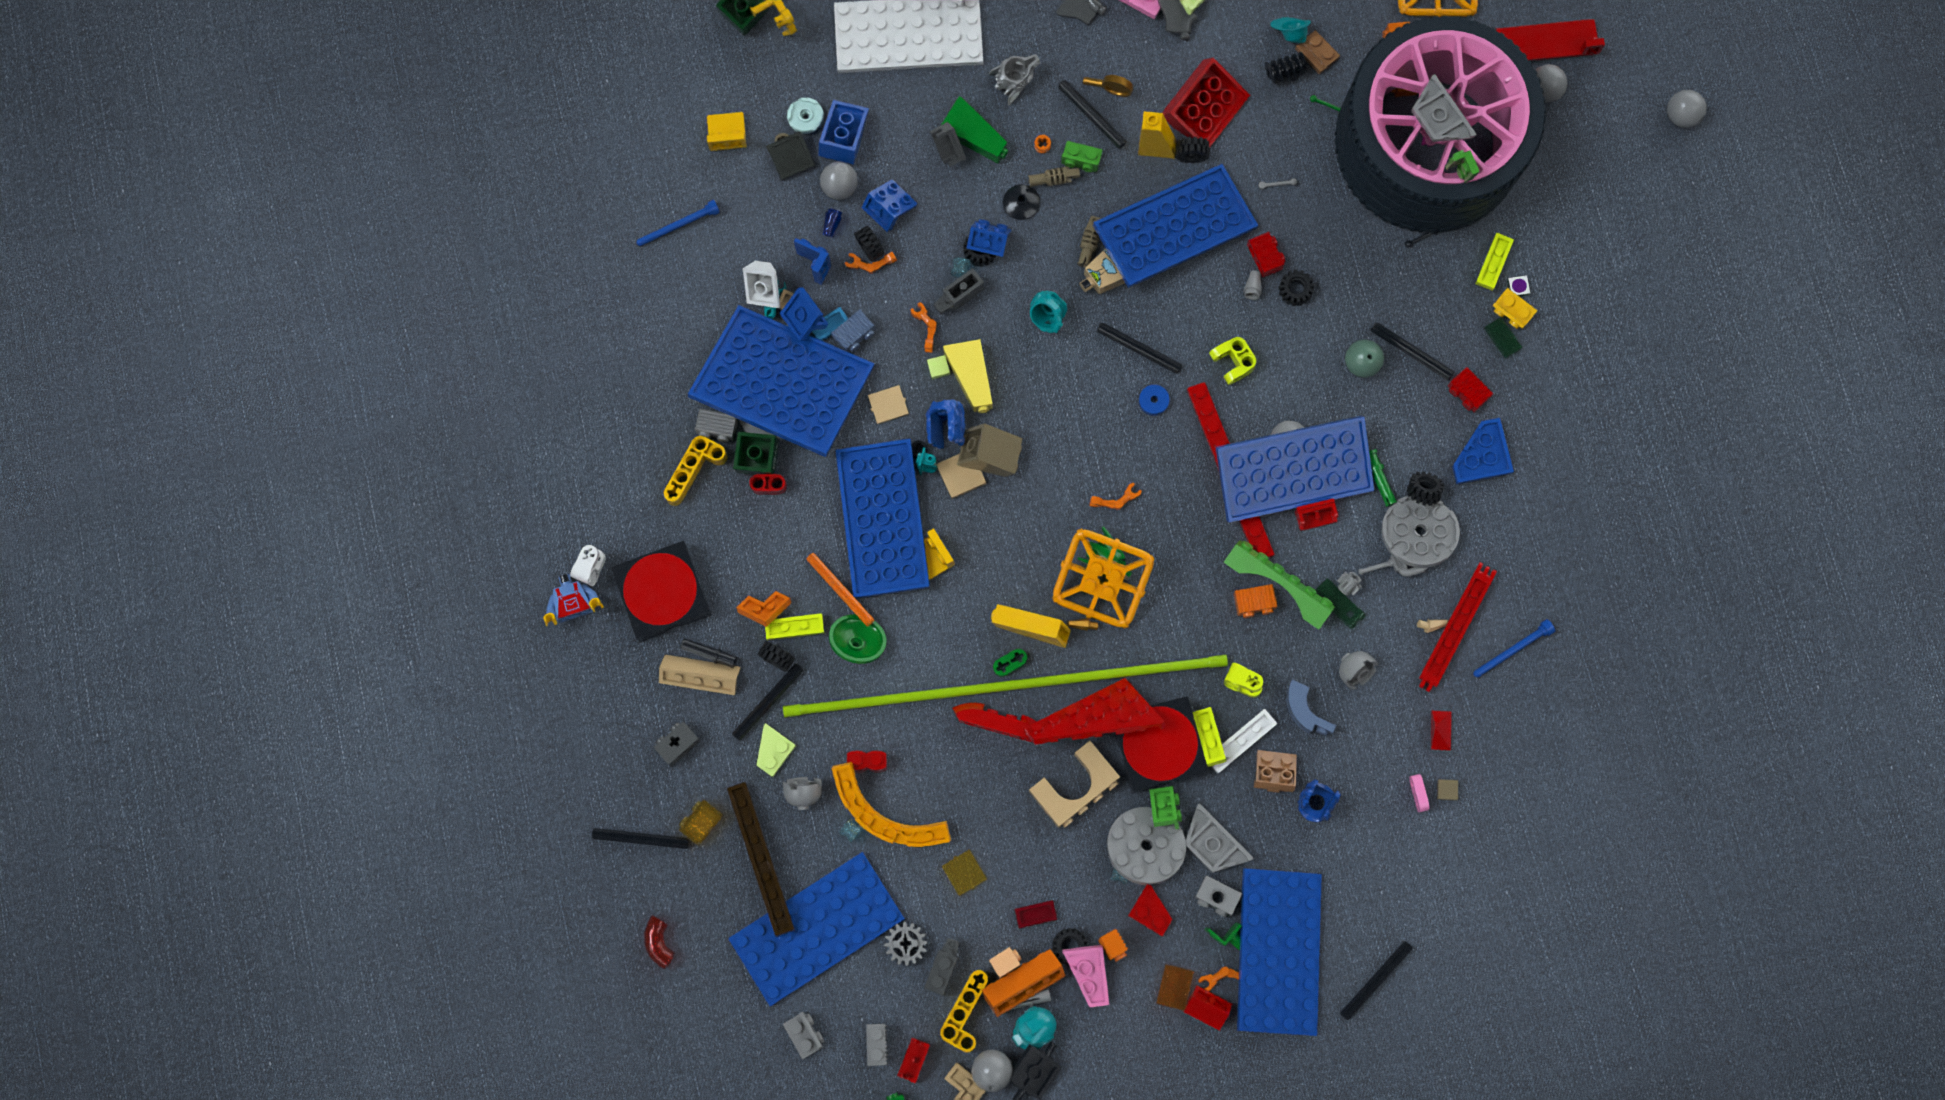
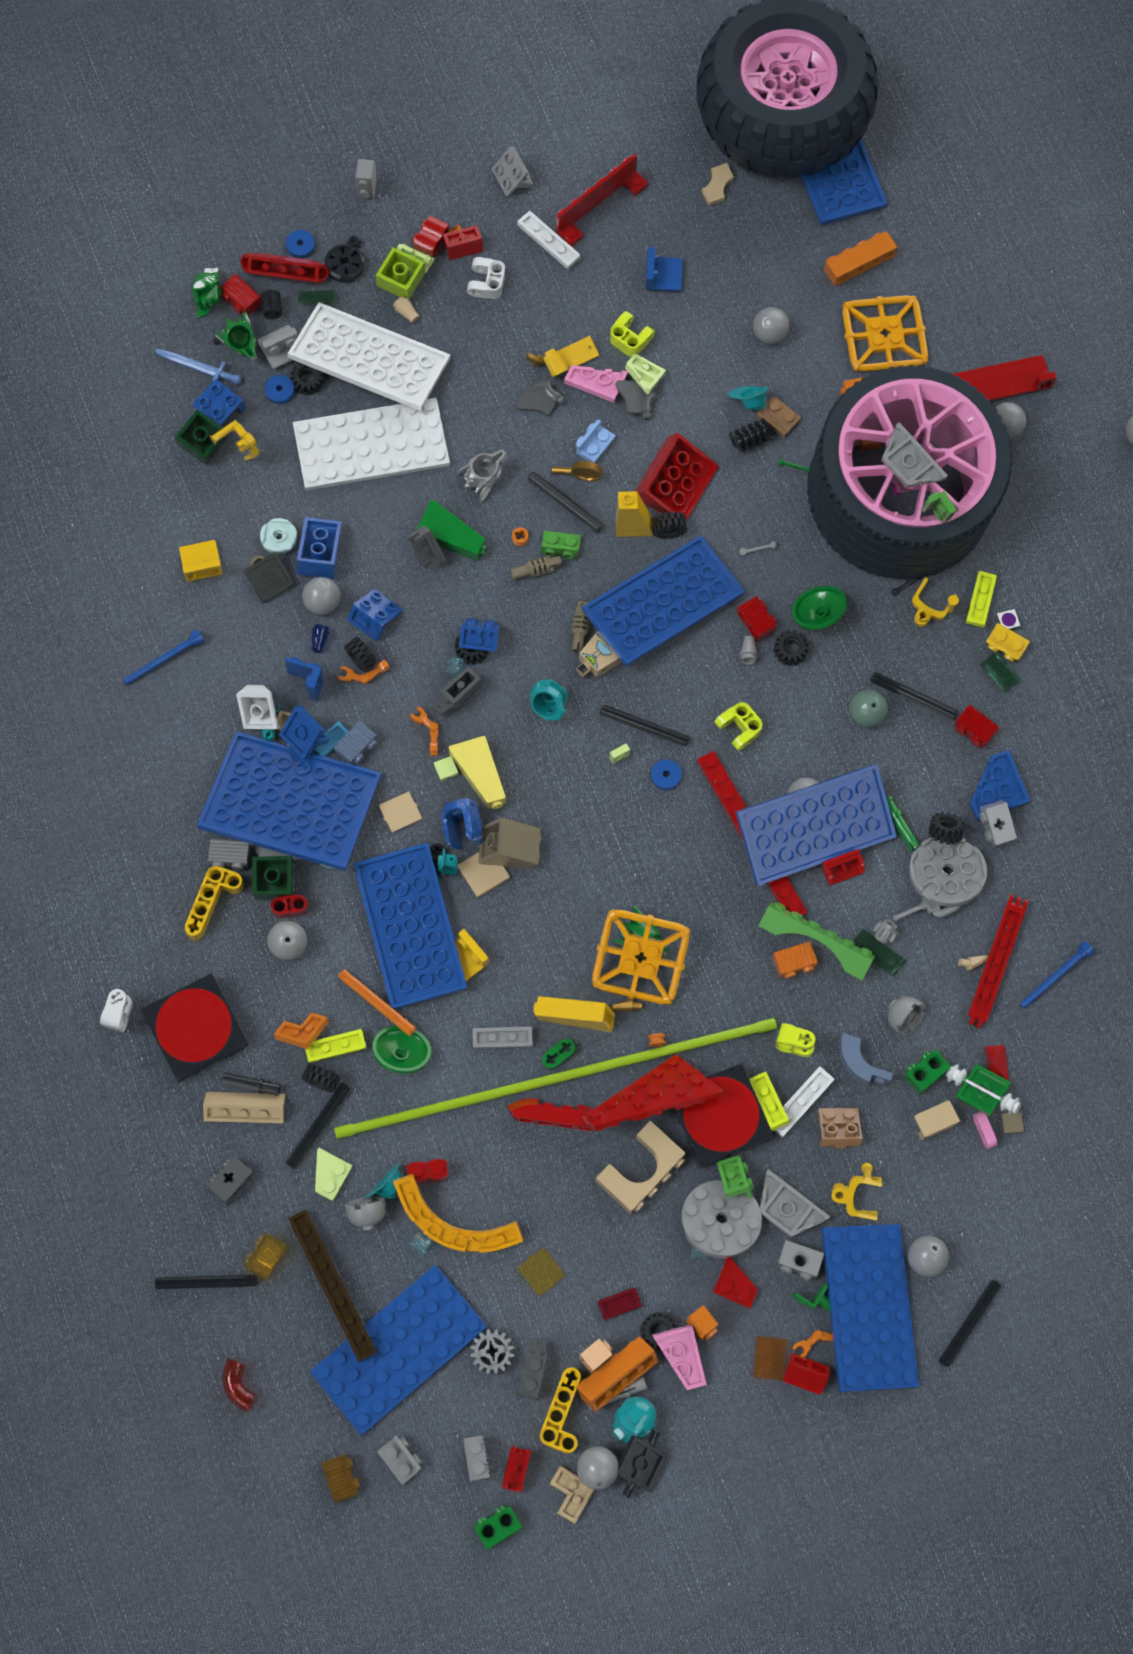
camera: 15 degrees left, 5 degrees down
(570, 601) = (103, 1049): torso -> none
(744, 1045) = (340, 1478): none -> pearl gold brick
(761, 517) = (287, 940): none -> light grey piece
(824, 770) = (386, 1186): none -> teal piece
(957, 639) = (502, 1037): none -> light grey plate
(1021, 210) = (510, 603): black dish -> none
(1107, 661) = (657, 1040): none -> orange bush
(1110, 373) = (619, 753): none -> yellowish green tile
(1112, 504) = (624, 882): orange piece -> none
(1129, 57) = (594, 442): none -> light blue bracket
(1271, 838) = (847, 1192): none -> yellow piece
(1325, 792) = (898, 1147): blue piece -> none
(1330, 251) = (819, 607): none -> green dish
(1344, 910) = (928, 1256): none -> light grey piece
(1372, 731) = (929, 1074): none -> green brick
(1372, 777) = (936, 1120): none -> tan panel
(1423, 754) = (983, 1090): none -> green plate
(1438, 268) = (928, 612): none -> yellow piece
(1484, 497) = (1005, 830): none -> light grey brick

